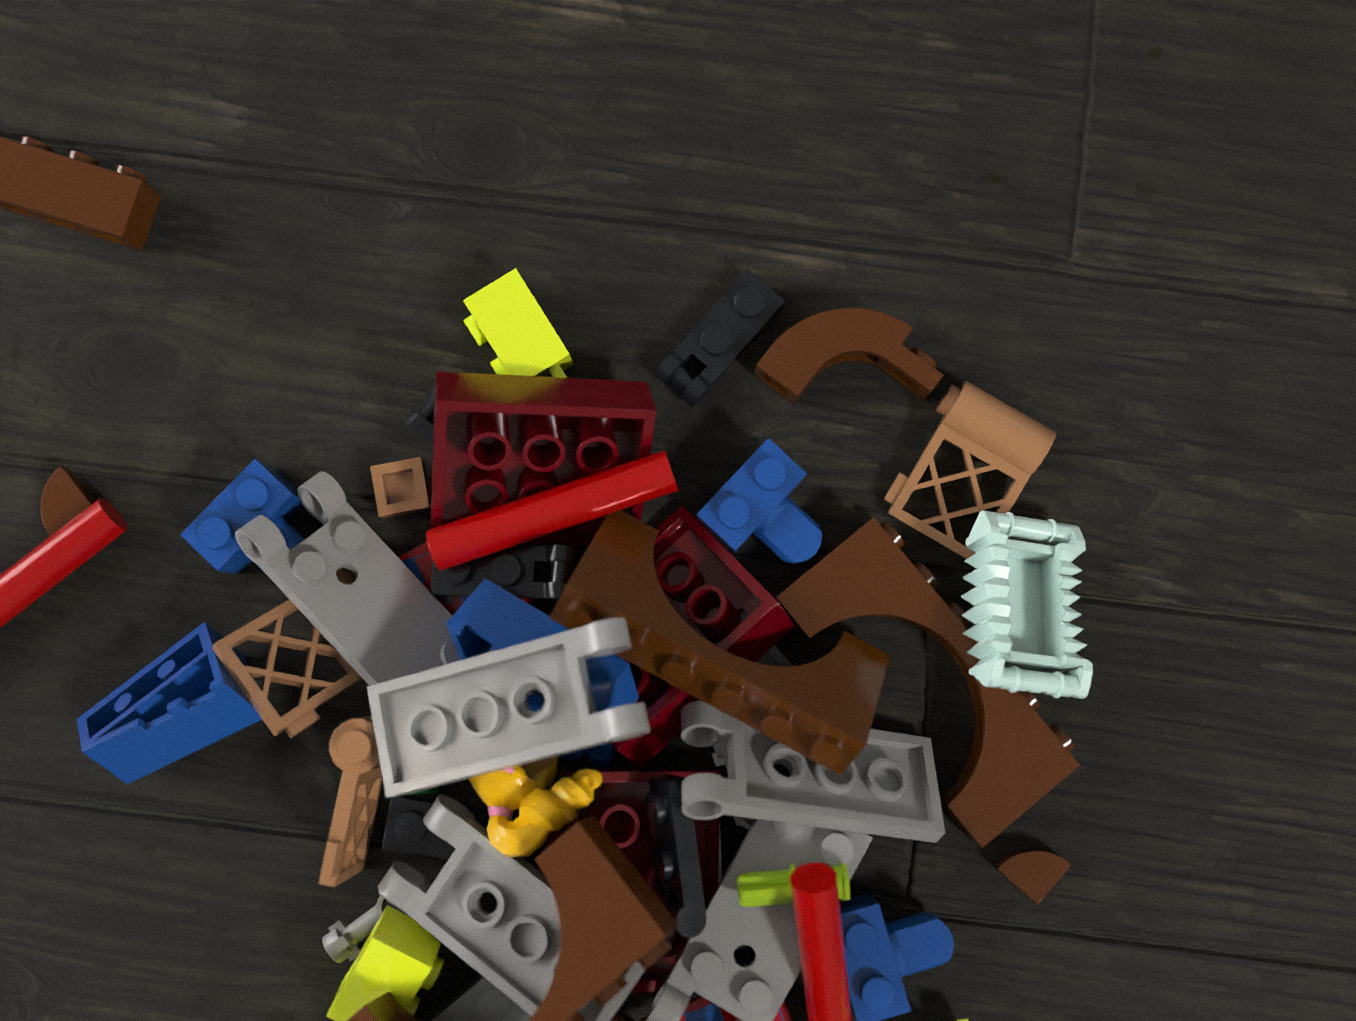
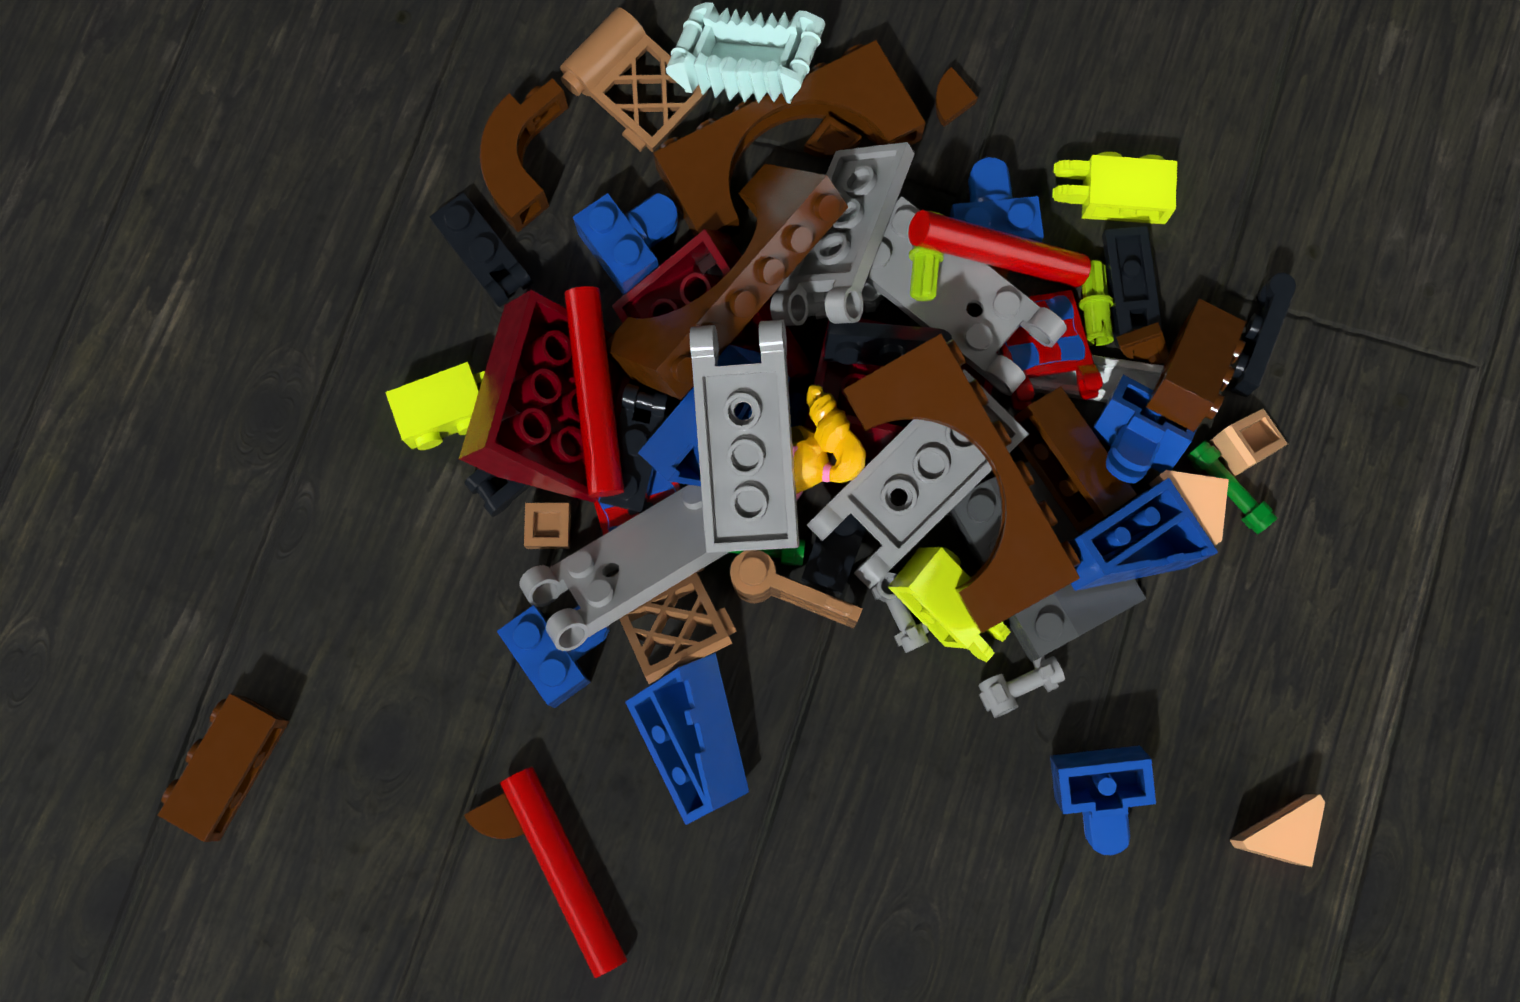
camera: 80 degrees left, 5 degrees down
(947, 729) = (831, 137): none -> reddish brown tile

